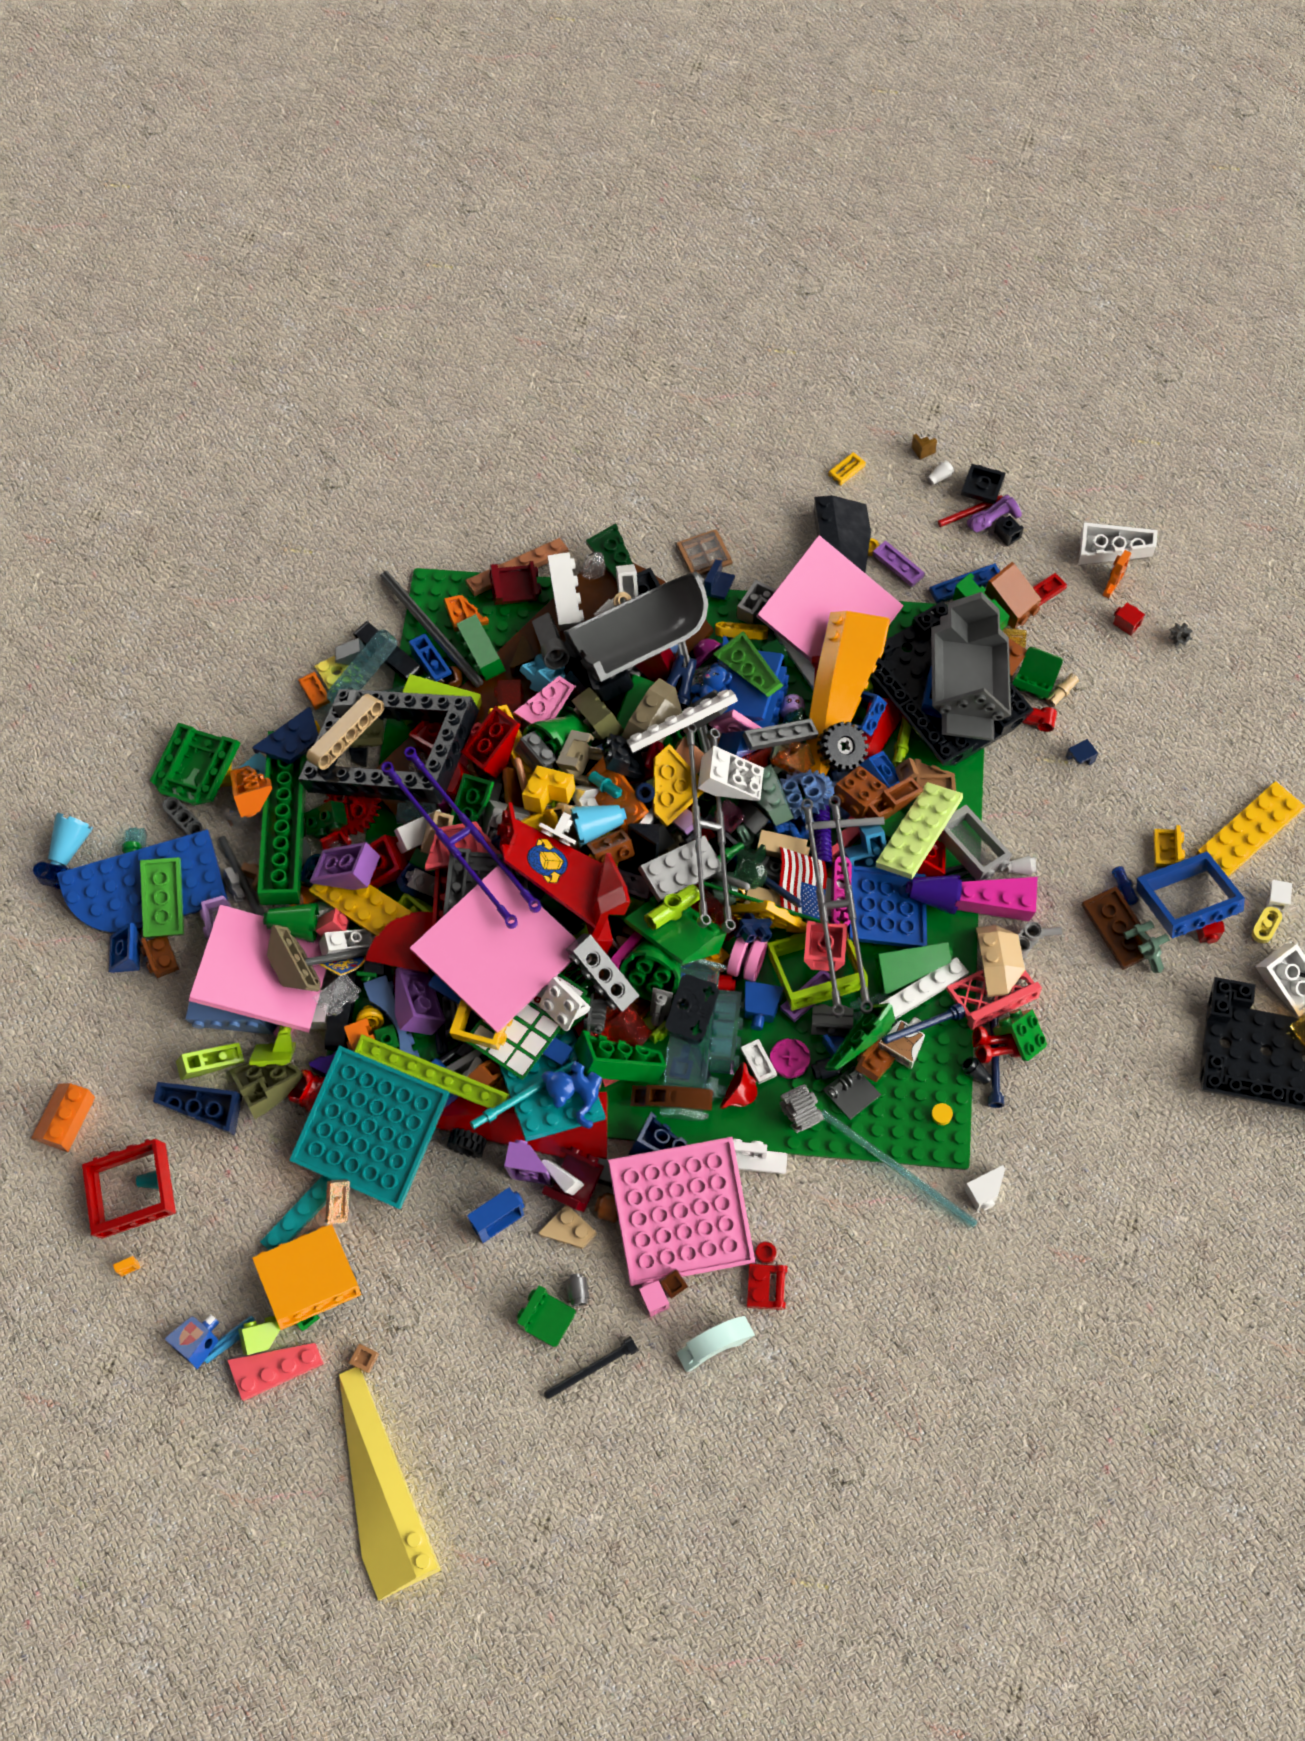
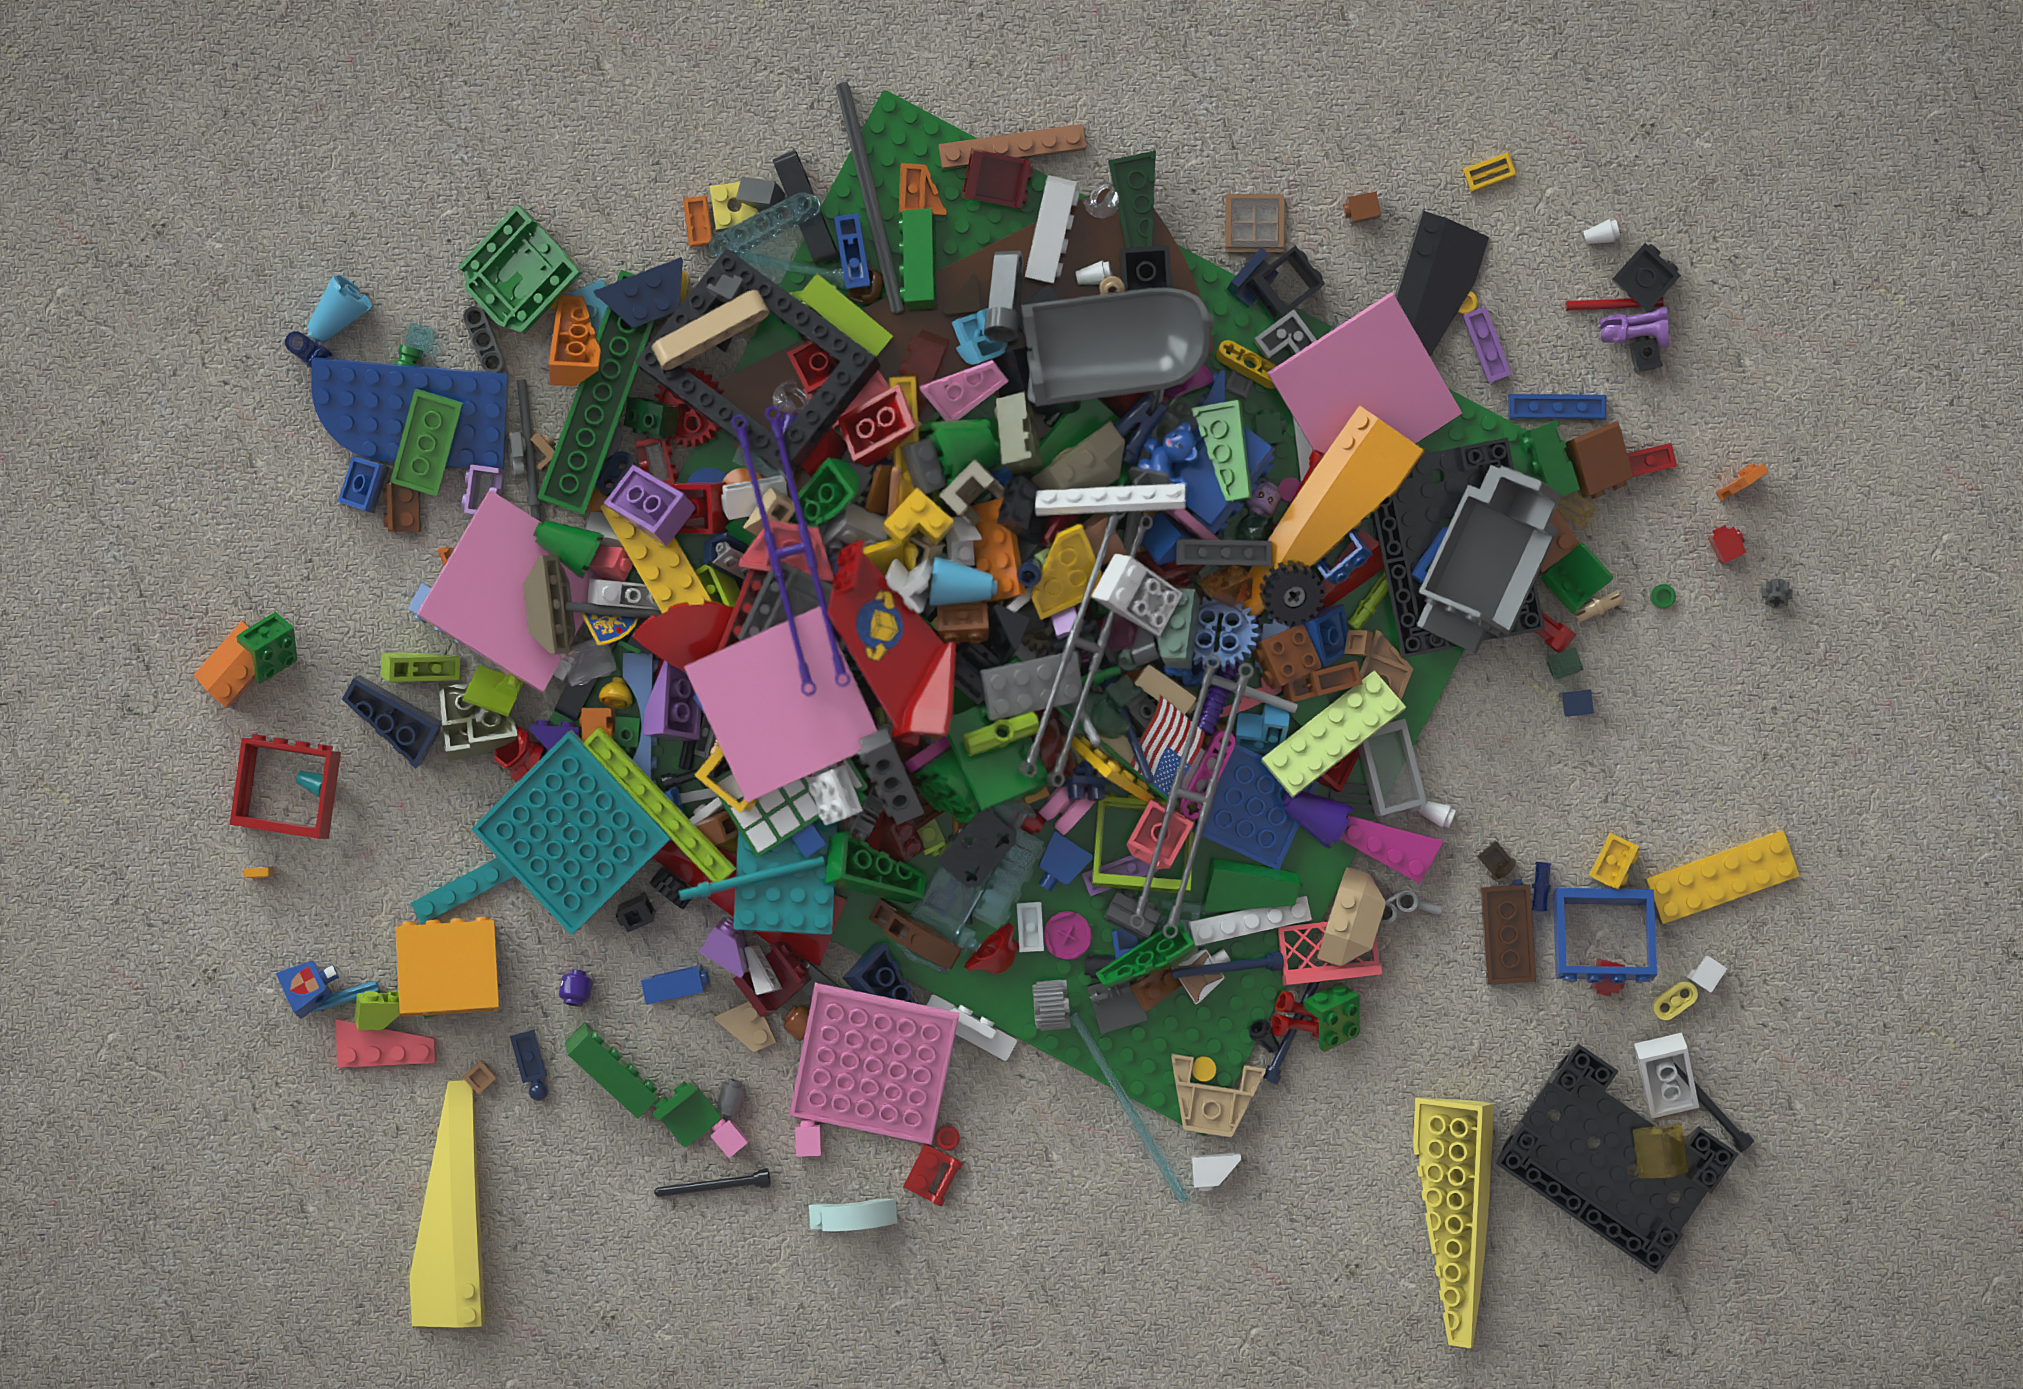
camera: 25 degrees right, 25 degrees up
(86, 1086) = (271, 645): none -> green bracket
(337, 1201) = (508, 897): clear orange tile -> none
(402, 1330) = (530, 1063): none -> dark blue plate
(418, 1254) = (575, 988): none -> dark purple head
(448, 1168) = (632, 920): none -> black brick
(472, 1306) = (610, 1070): none -> green wedge
(562, 1087) = (796, 888): blue animal -> none
(588, 1322) = (728, 1137): none -> bright pink brick
(605, 784) = (988, 539): teal axle -> none
(627, 580) = (1129, 261): white slope -> none
(660, 1006) = (945, 824): light grey hinge -> none
(673, 1283) = (835, 1132): reddish brown tile -> none
(735, 584) = (1266, 295): none -> black window
(773, 515) = (1362, 207): none -> dark orange brick
(807, 695) = (1288, 489): none -> dark pink tile
(924, 446) = (1601, 182): pearl gold panel -> none
(962, 1139) = (1211, 1107): none -> tan wing
(1059, 733) = (1564, 663): none -> clear green panel
(1082, 882) = (1496, 860): none -> dark brown tile
(1103, 669) = (1662, 596): none -> green tile
(1106, 542) = (1757, 431): white wedge -> none
(1150, 946) = (1525, 984): sand green axle -> none
(1173, 1113) = (1455, 1178): none -> light yellow wedge

